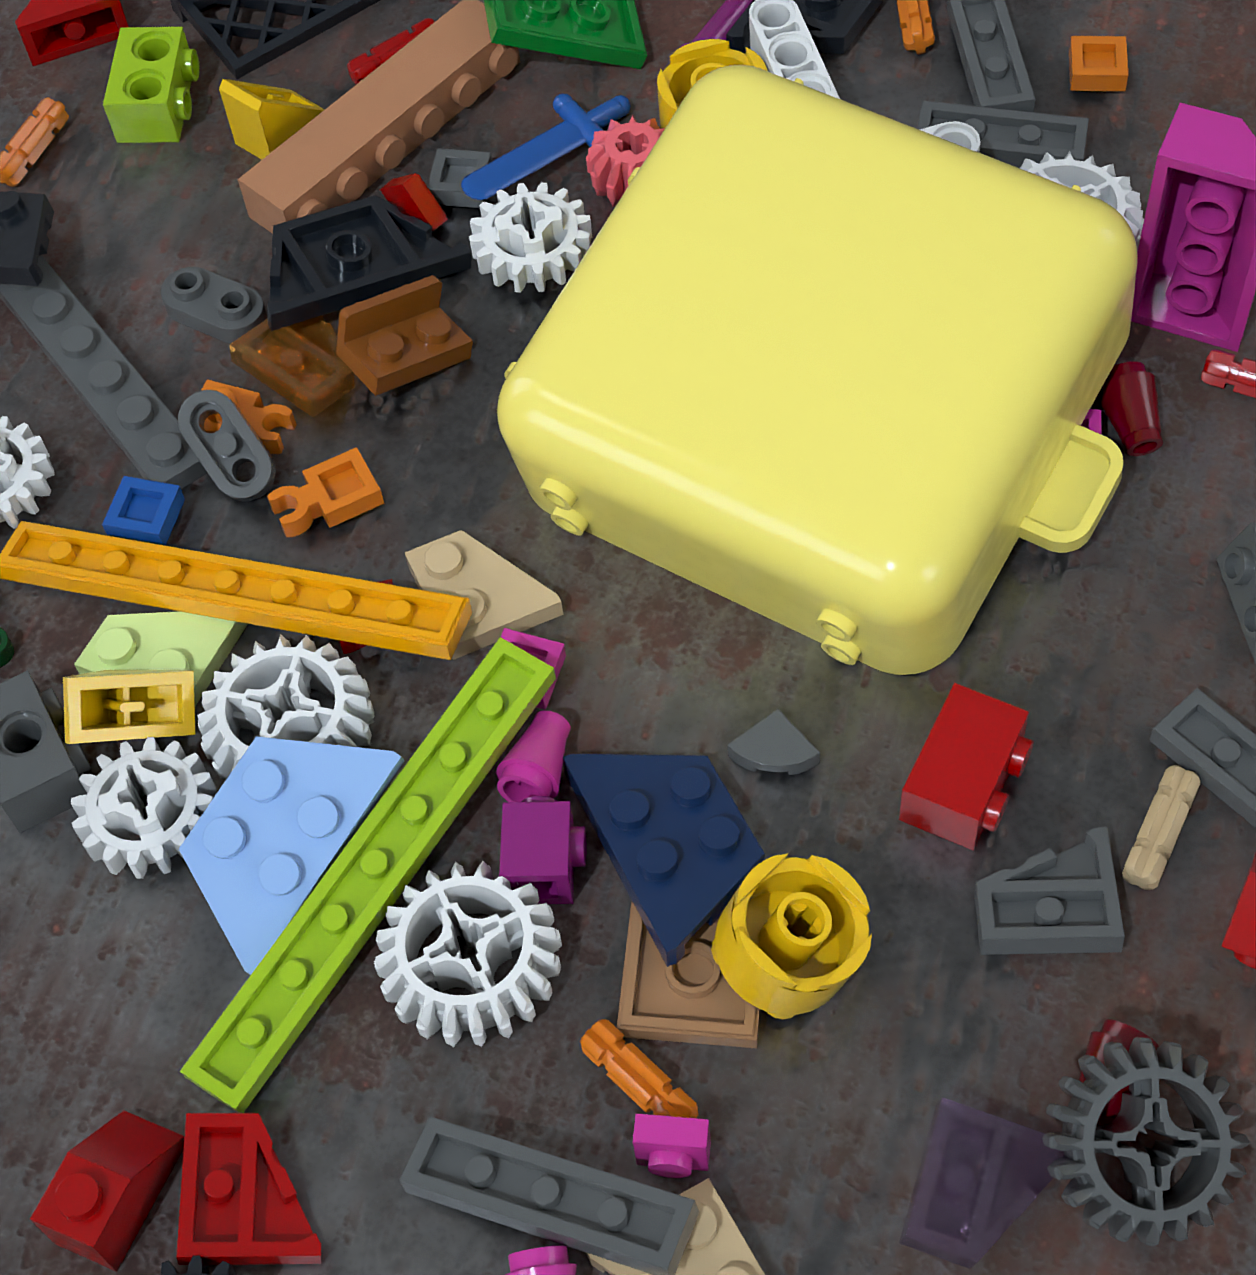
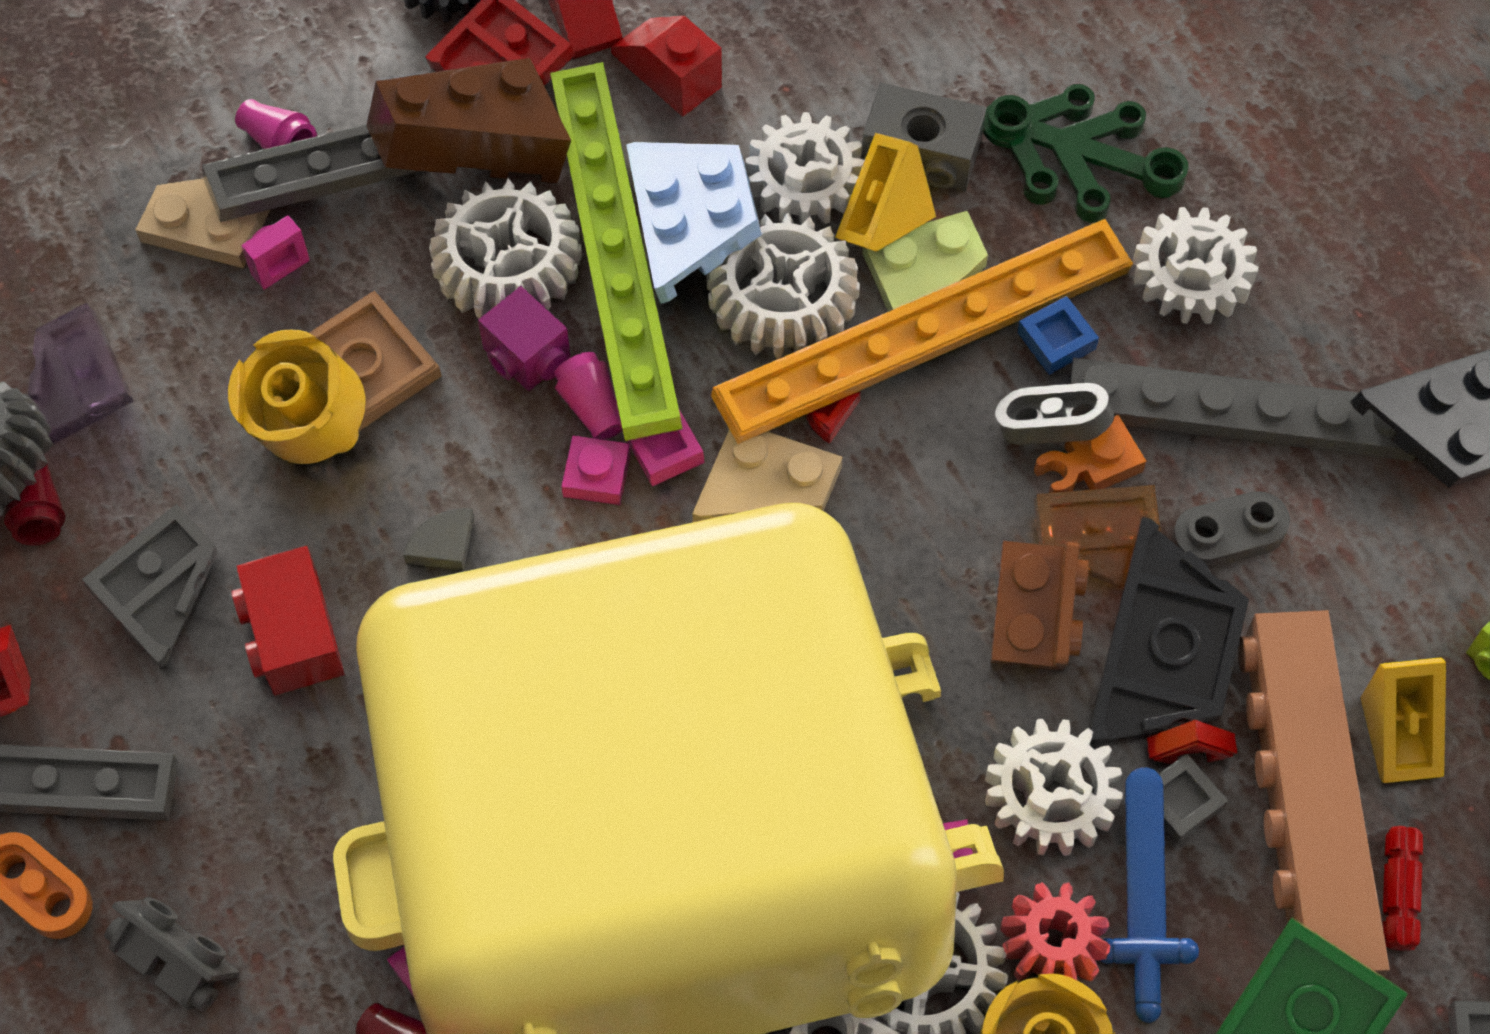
camera: 130 degrees right, 5 degrees up
(116, 1030) = (673, 60): none -> red slope
(333, 489) = (946, 457): orange plate -> none
(365, 1094) = (470, 118): none -> reddish brown wedge
(594, 705) = (596, 470): none -> dark pink plate
(635, 1072) = (335, 278): orange axle -> none
(668, 837) = (452, 418): dark blue wing -> none
(1161, 827) = (120, 697): tan axle -> none

